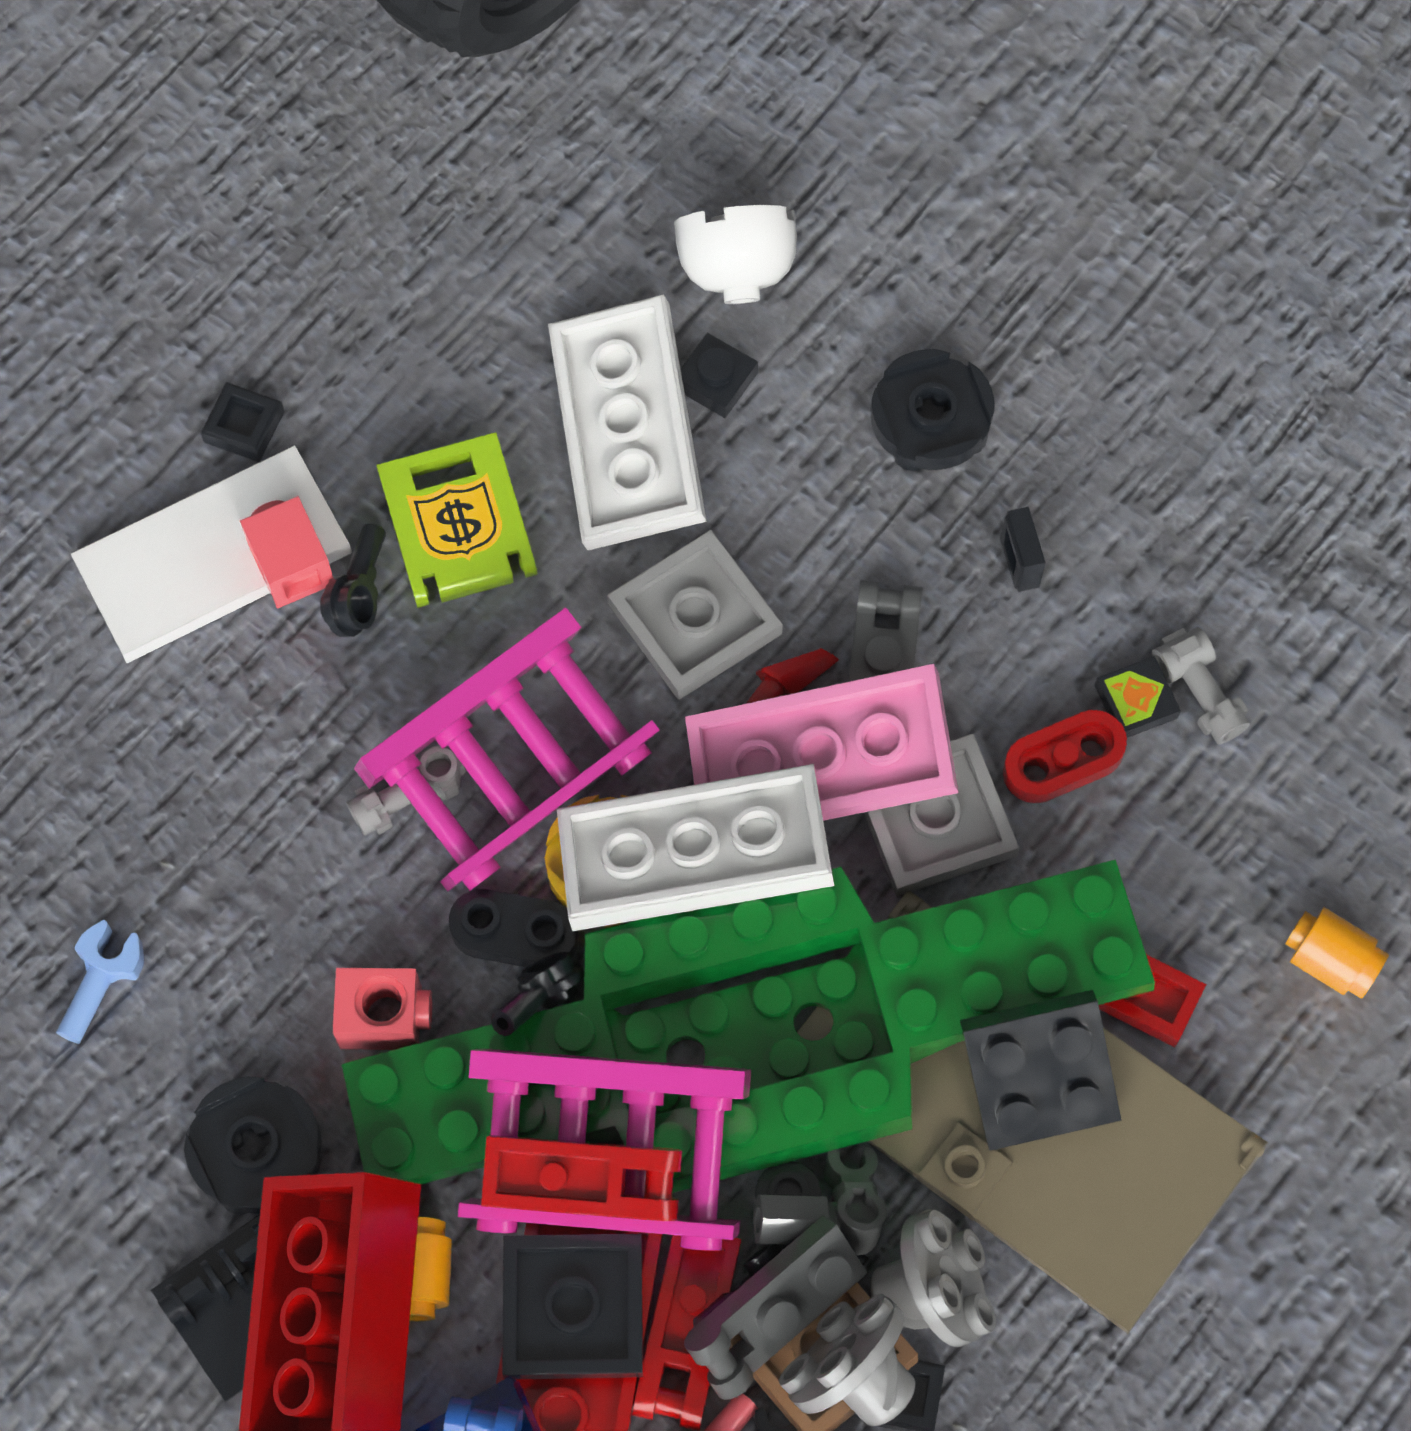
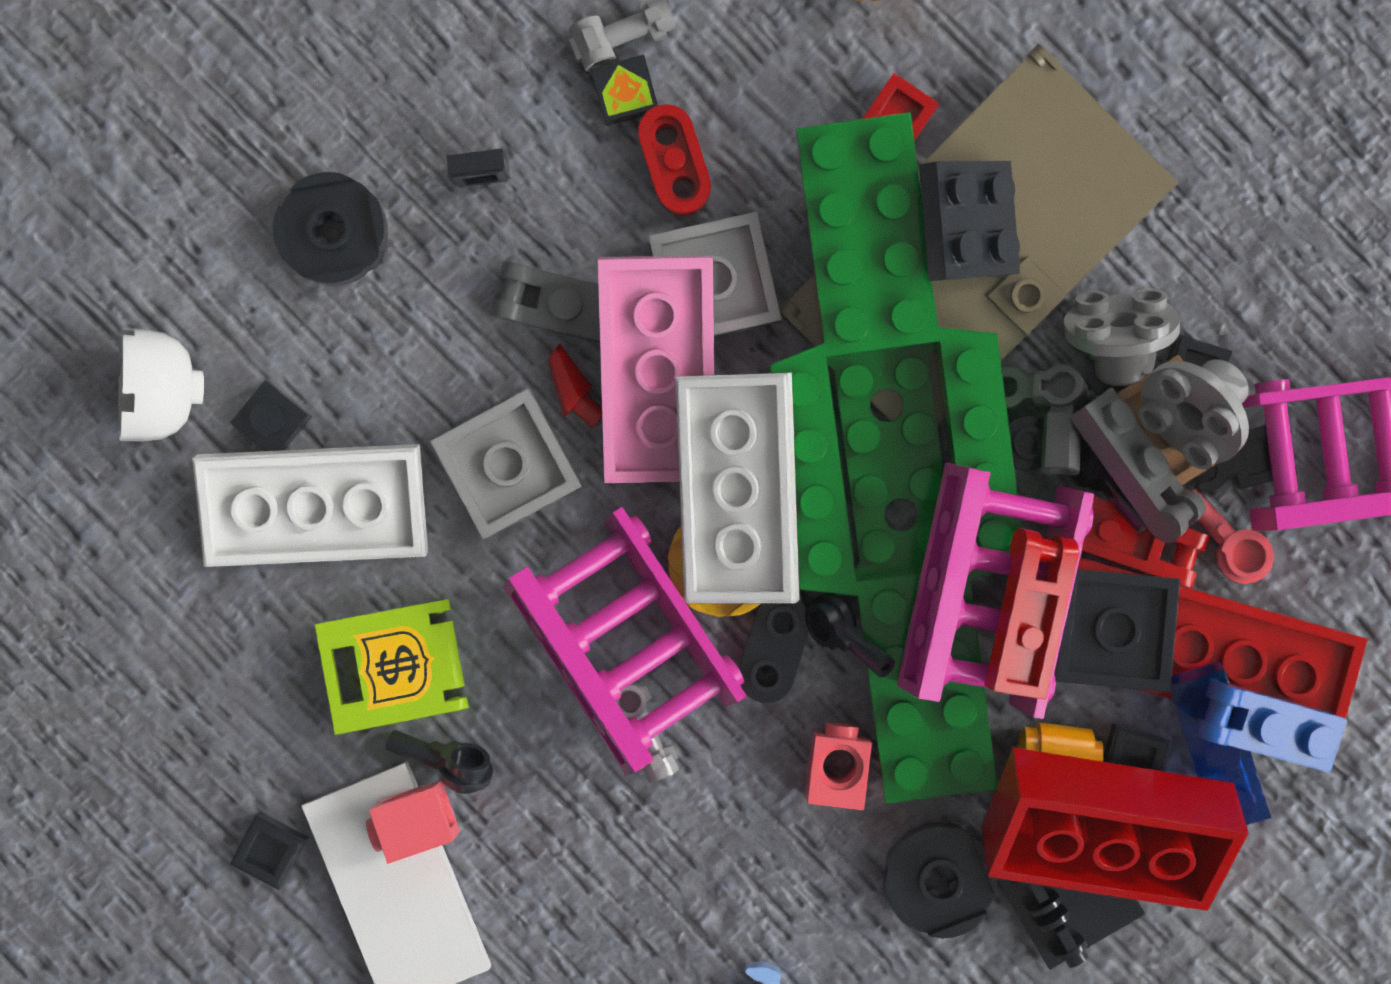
camera: 90 degrees left, 20 degrees up
(428, 1370) = (1135, 748): none -> black tile

